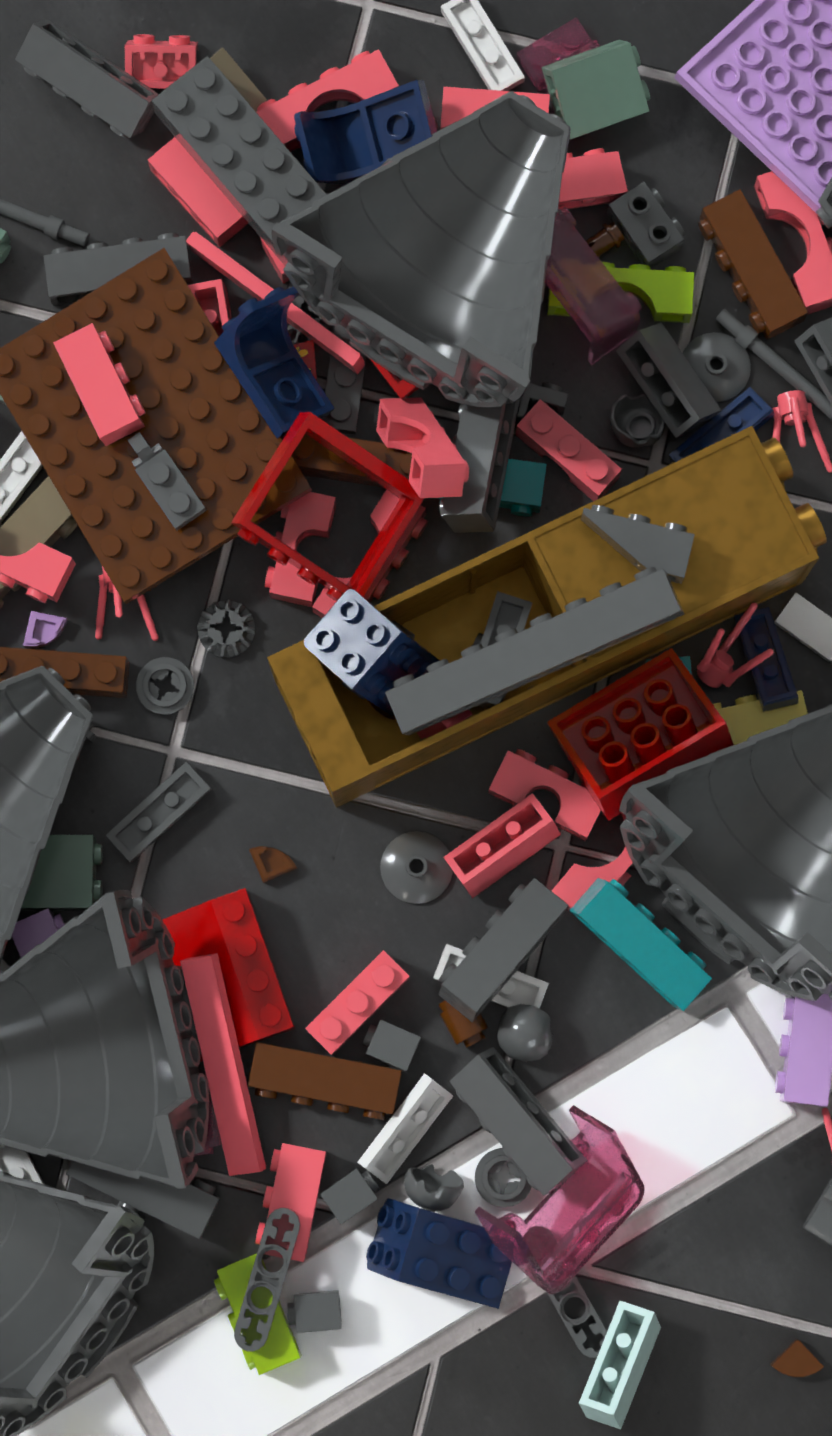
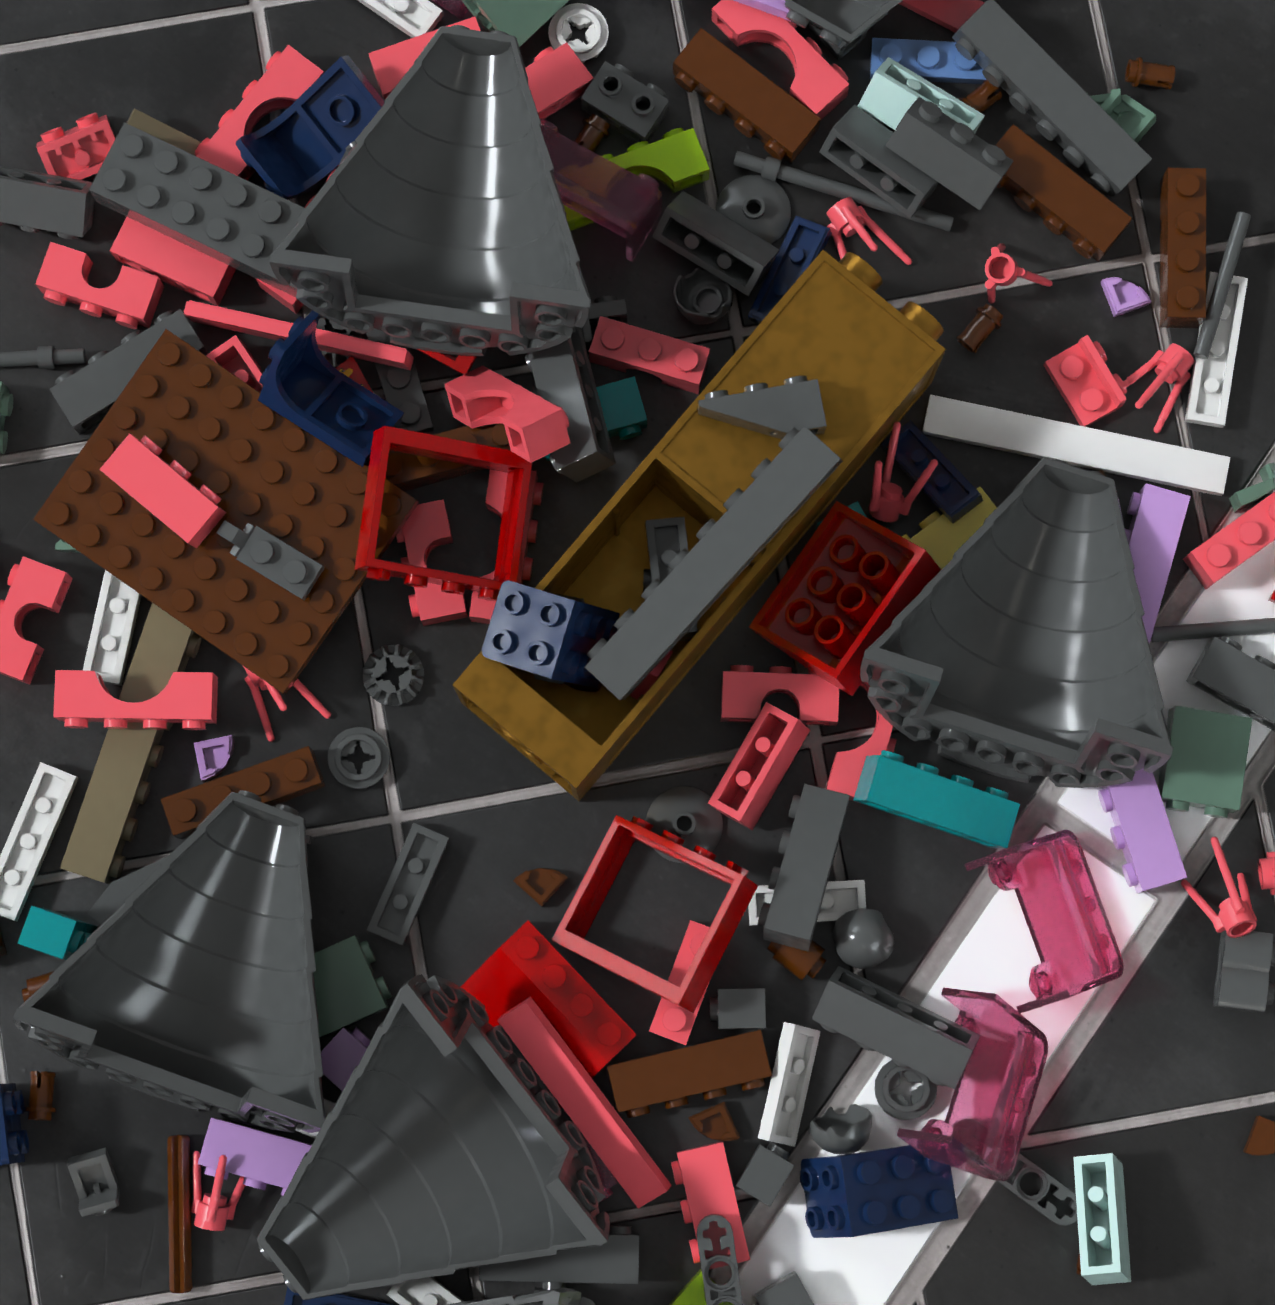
camera: 25 degrees left, 0 degrees up
(146, 208) = (129, 299): none -> coral arch
(322, 882) = (598, 882): none -> red window
(328, 1133) = (715, 1123): none -> reddish brown tile
(642, 134) = (581, 16): none -> white gear
(705, 1090) = (1061, 914): none -> clear pink windscreen

